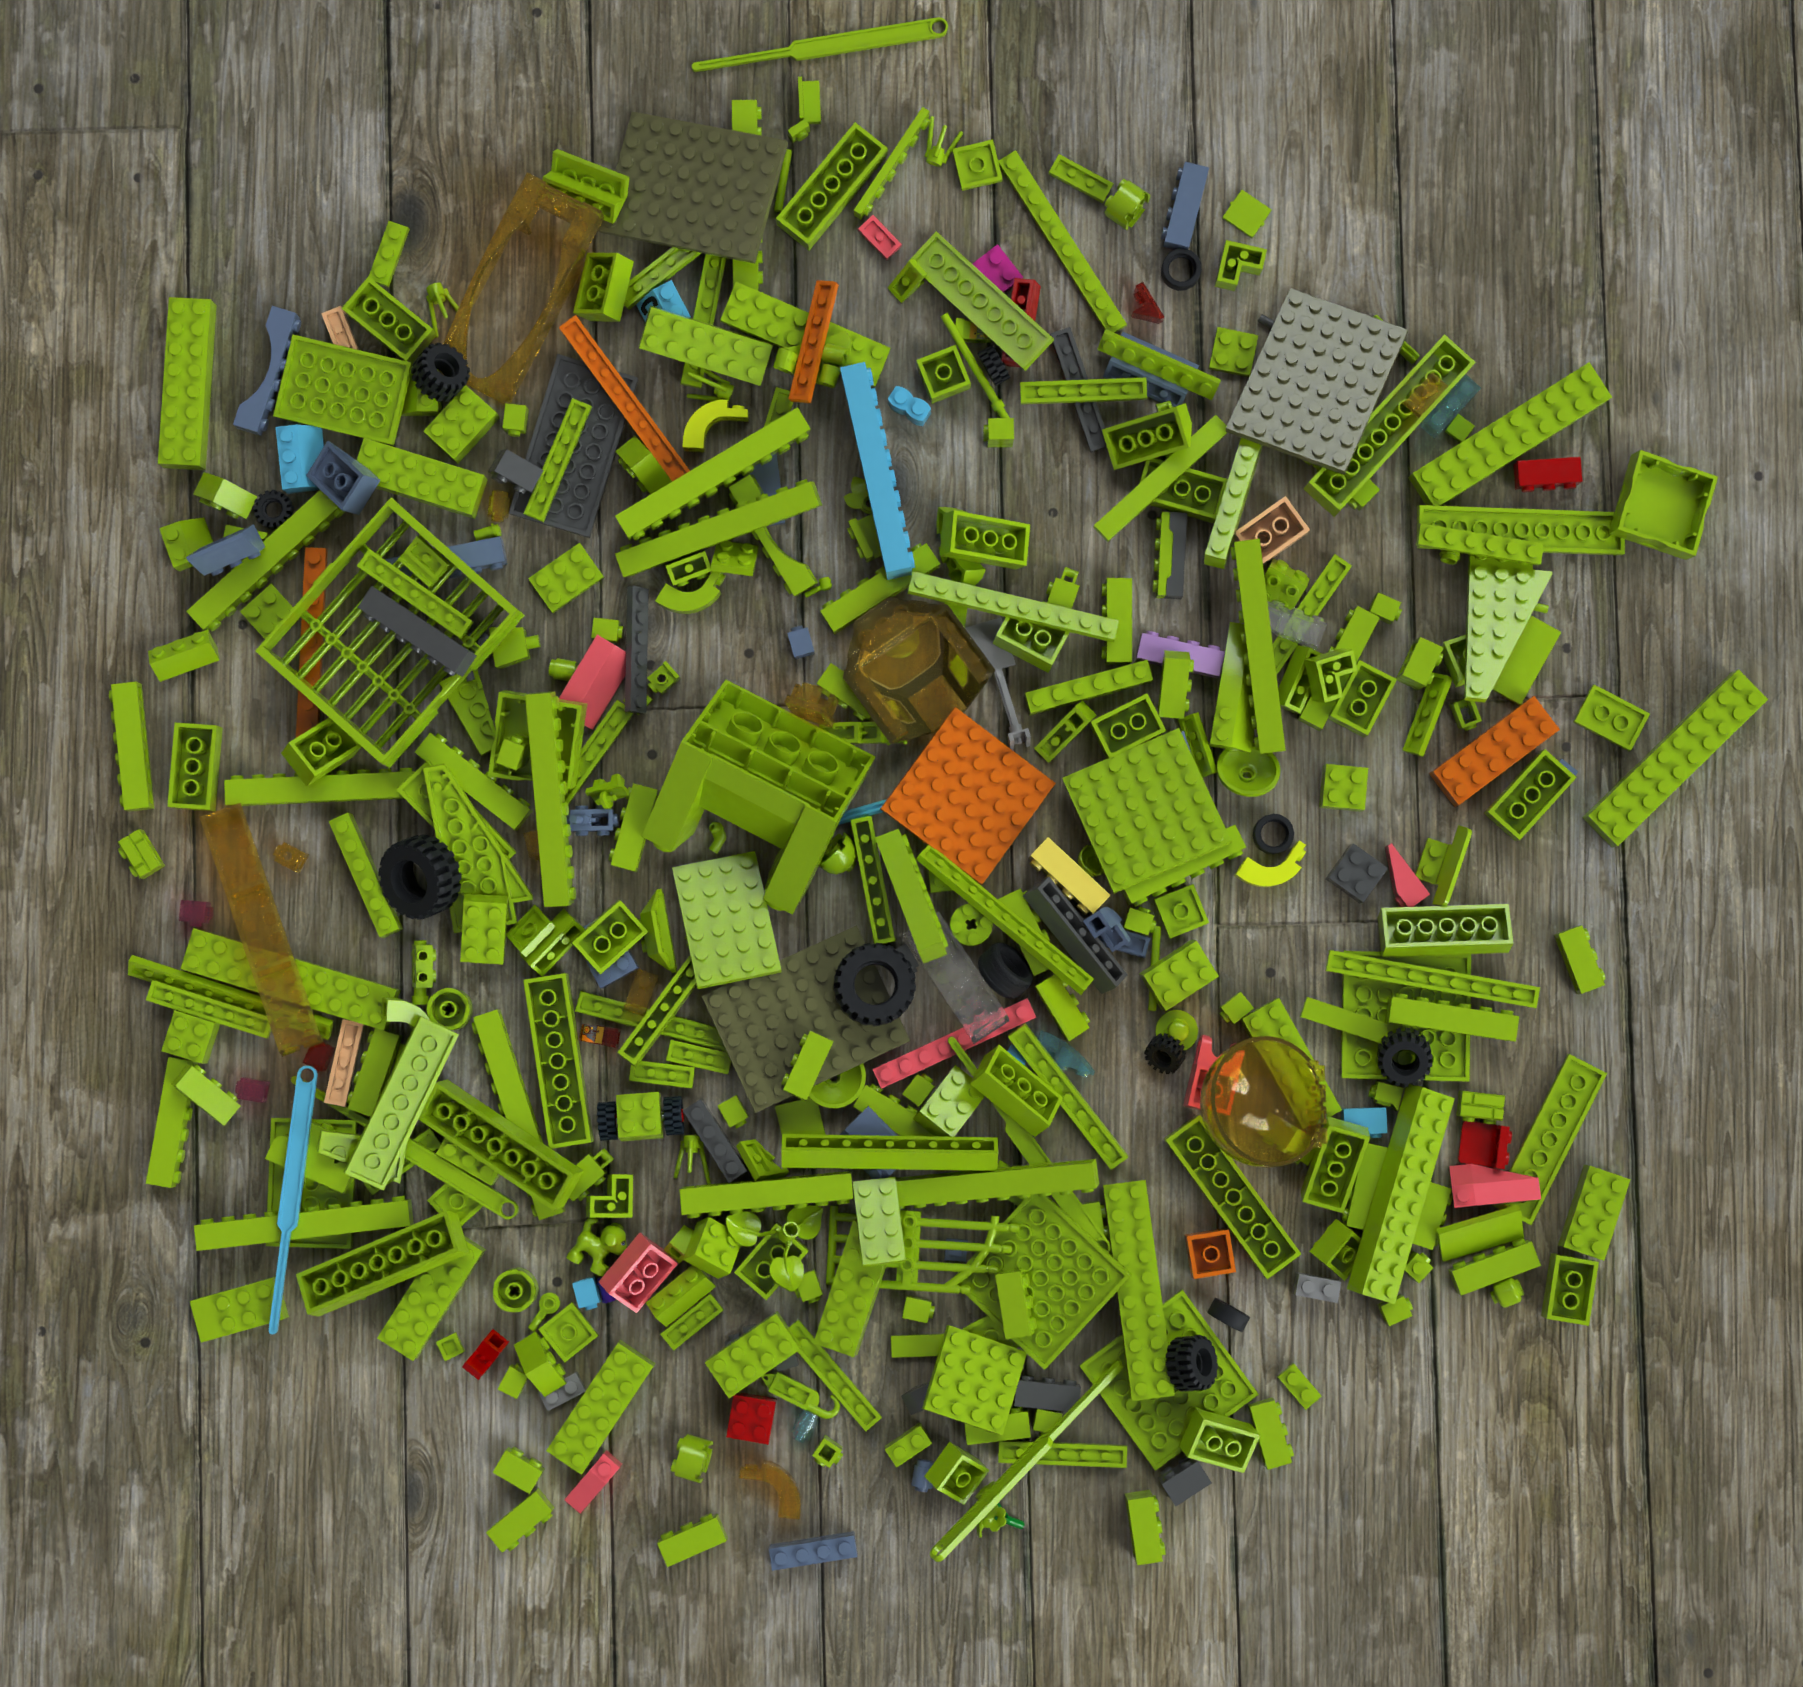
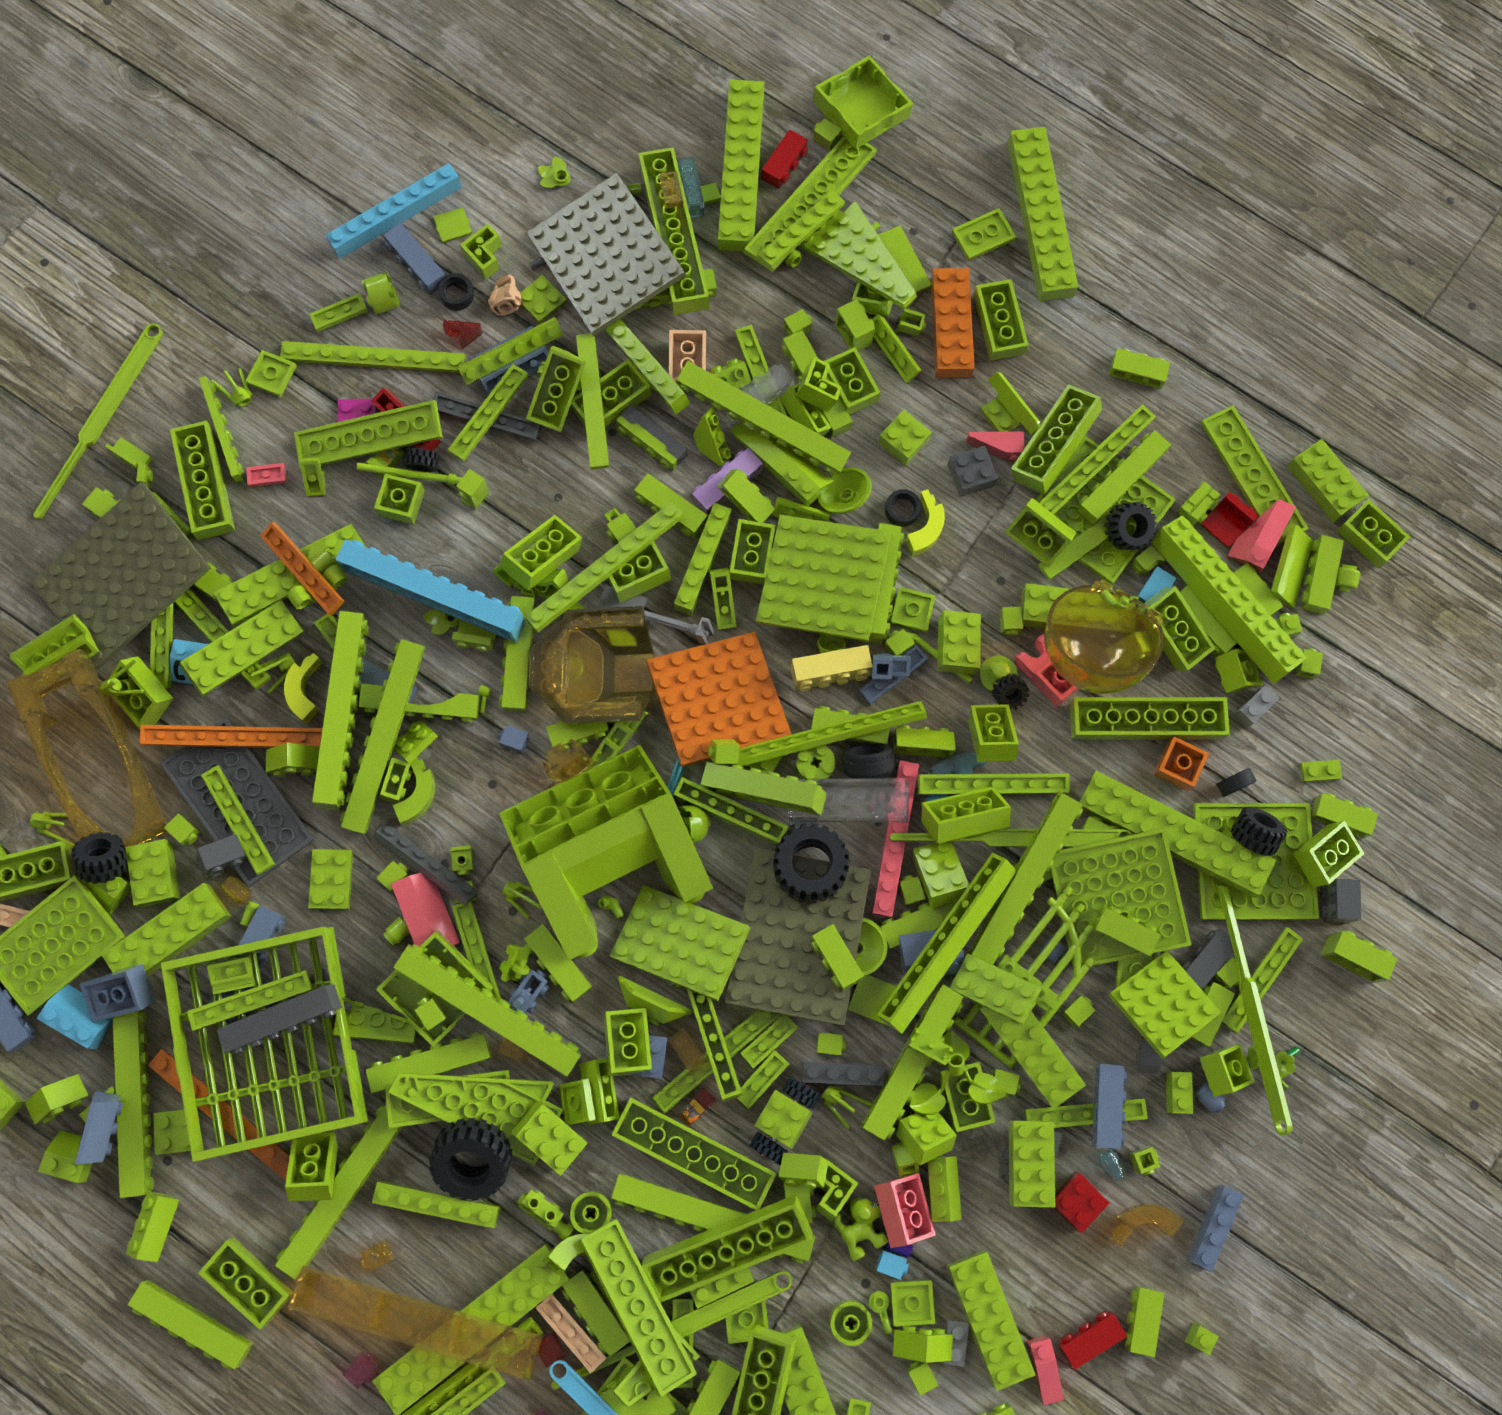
camera: 60 degrees left, 10 degrees down
(140, 854) = (280, 1382): lime brick -> none
(265, 500) = (86, 1068): black tyre -> none
(485, 1354) = (885, 1385): red brick -> none
(514, 647) = (352, 956): lime torso -> none
(592, 264) = (113, 685): none -> lime plant
(608, 1162) = (803, 1170): none -> lime brick
(645, 1504) = (1091, 1339): none -> red brick
(666, 743) = (514, 891): none -> lime plant
(692, 1321) = (971, 1195): lime plate -> none
(692, 1458) = (1081, 1273): lime brick -> none
(711, 1598) = (1201, 1339): none -> lime brick
(759, 1161) = (882, 1051): lime wing -> none
(787, 1199) = (929, 1047): none -> lime hinge
(799, 1394) = (1077, 1155): lime plate -> none
(850, 1389) = (1108, 1106): none -> sand blue brick
(914, 408) = (400, 540): medium azure brick -> none
(916, 1345) = (1106, 1030): lime tile -> none
(919, 837) = (724, 751): none -> lime brick
(1074, 935) = (876, 693): dark grey brick -> none
(1112, 1064) = (993, 733): none -> lime brick
(1208, 320) = (505, 299): none -> light nougat piece
(1208, 612) = (711, 438): none -> lime slope
(1218, 151) = (394, 211): none -> medium azure brick
(1307, 1092) = (1114, 602): none -> lime arm
(1336, 978) = (1040, 532): none -> lime slope
(1369, 266) = (553, 173): none -> lime plate
(1605, 494) = (826, 134): none -> lime brick

